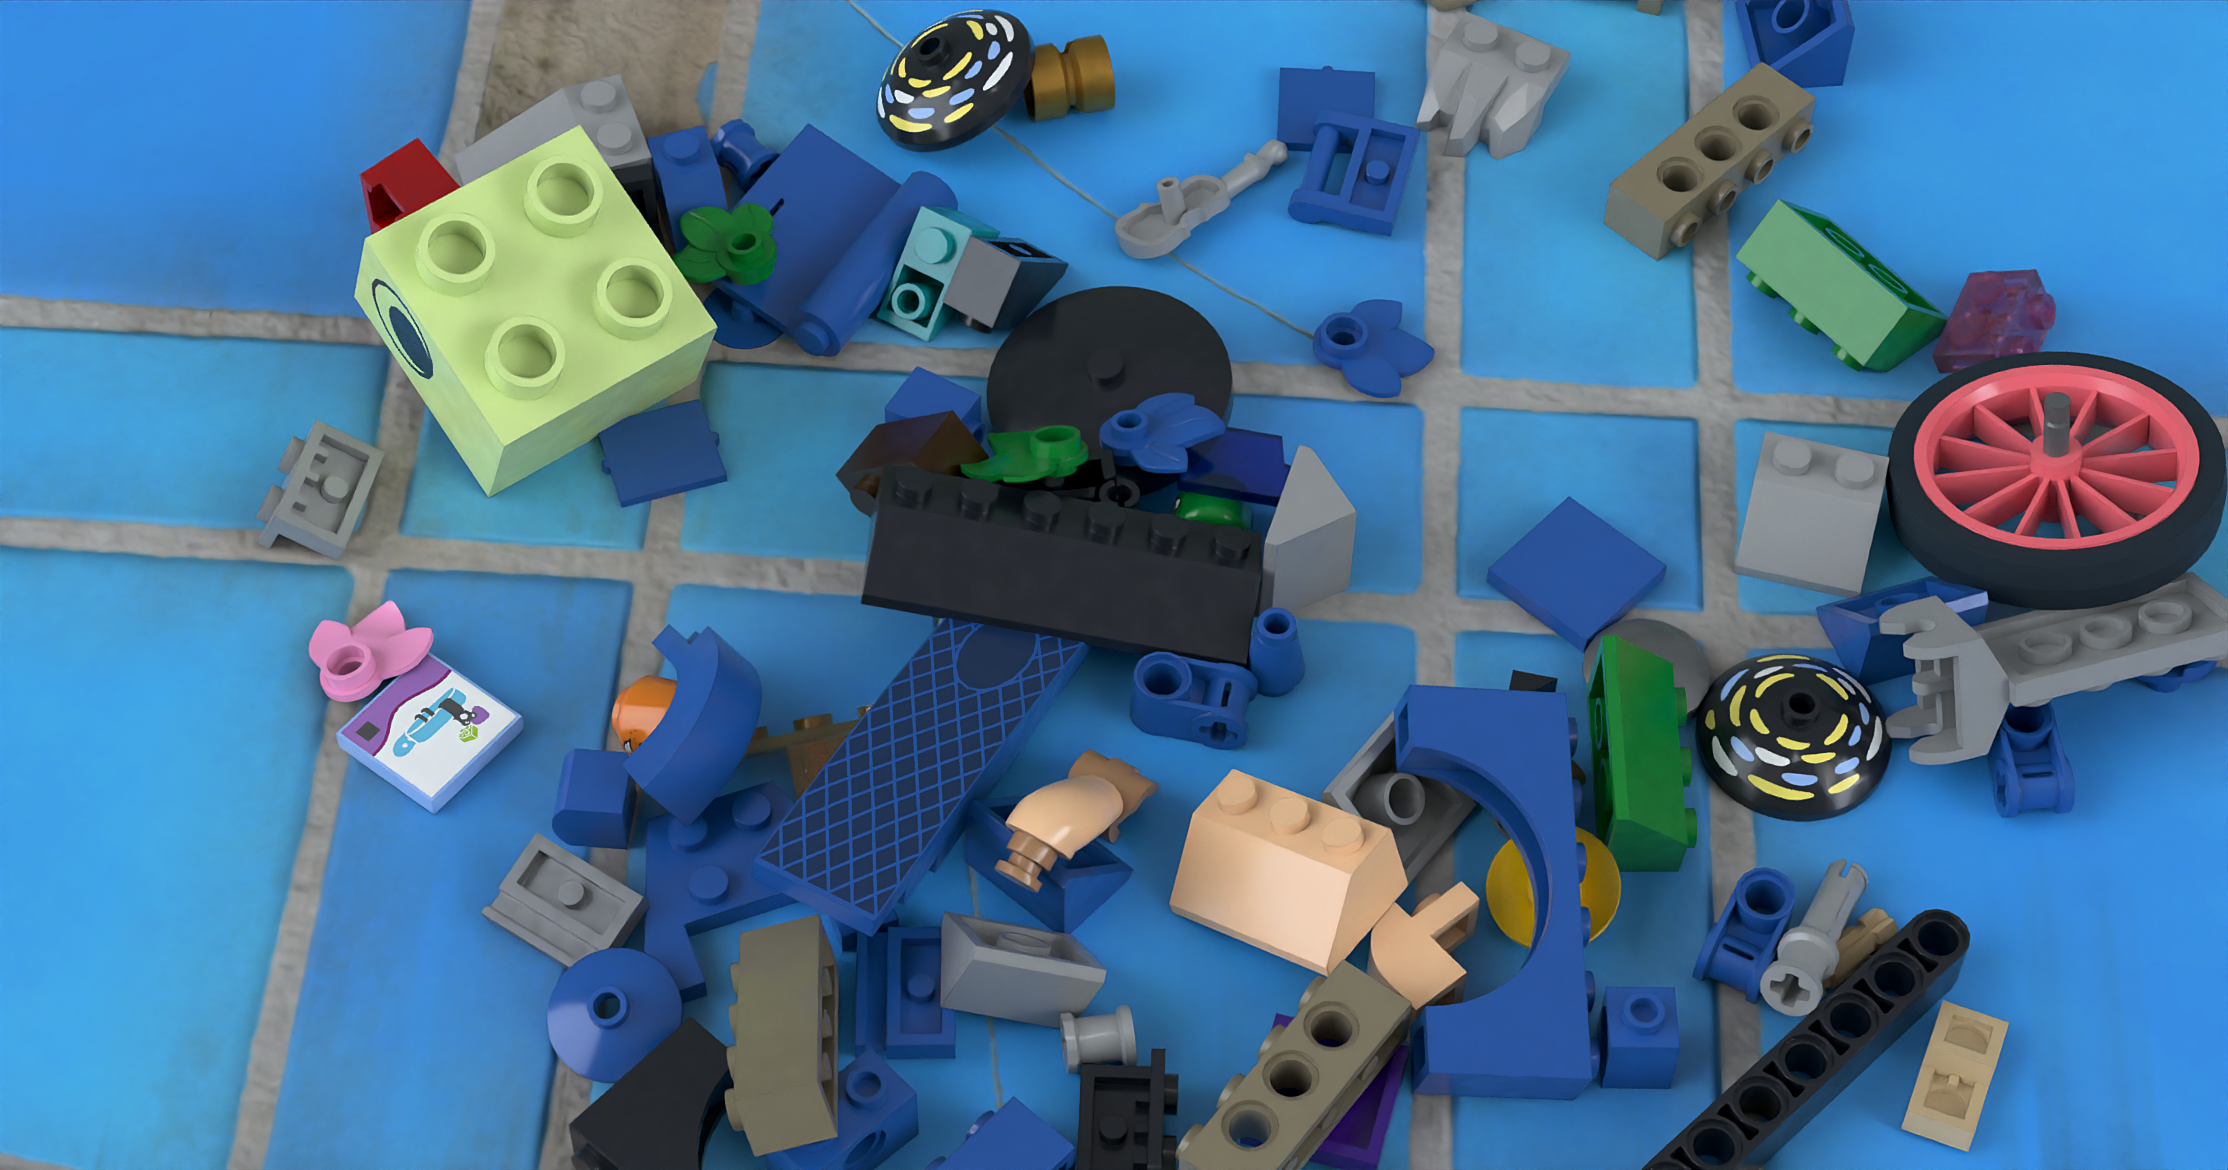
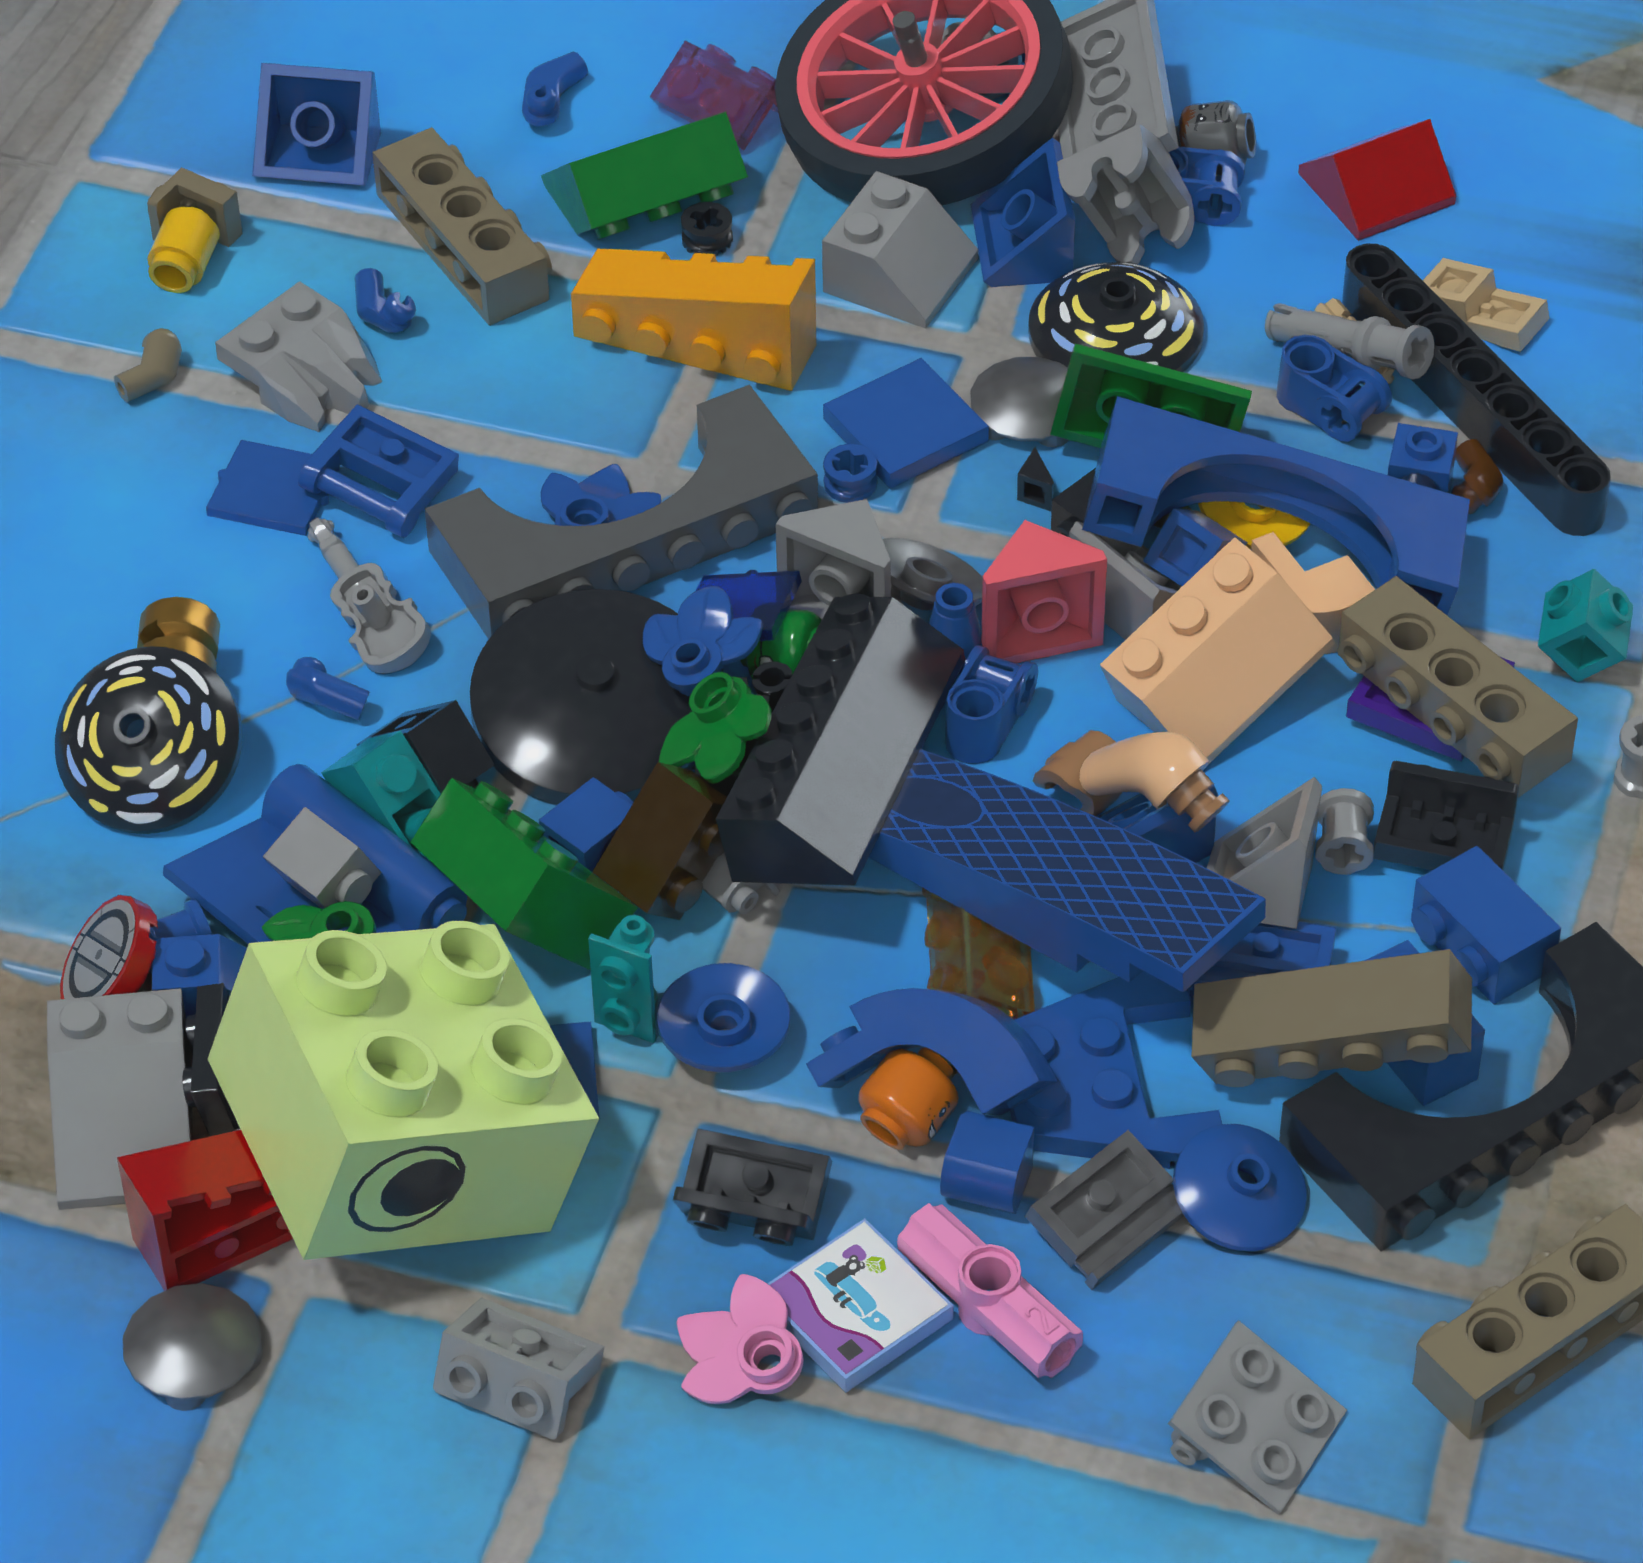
camera: 75 degrees left, 5 degrees down
(312, 275) = (192, 1343): none -> flat silver dish
(332, 1065) = (1255, 1418): none -> light grey hinge
(424, 847) = (1011, 1312): none -> bright pink piece
(533, 622) = (753, 1186): none -> black bracket
(695, 112) = (111, 950): none -> tile
(732, 543) = (723, 998): none -> blue dish
(741, 470) = (624, 979): none -> teal hinge
(817, 220) = (321, 862): none -> light grey brick
(842, 370) = (517, 872): none -> green wedge
(1067, 195) = (312, 684): none -> blue arm
(1314, 697) = (1043, 596): none -> coral slope
(1363, 605) = (923, 568): none -> flat silver dish
(1418, 450) = (734, 498): none -> dark grey arch
(1440, 836) = (1187, 544): none -> blue brick
(1487, 523) = (839, 481): none -> blue bush
(1584, 126) = (378, 310): none -> blue arm
(1646, 368) = (702, 312): none -> light orange wedge
(1663, 1107) = (1481, 475): none -> reddish brown arm
(1793, 373) = (712, 238): none -> black bush
(1947, 190) = (547, 84): none -> blue arm
(2109, 768) = (1217, 127): none -> dark grey head
(2122, 947) = (1383, 179): none -> red slope

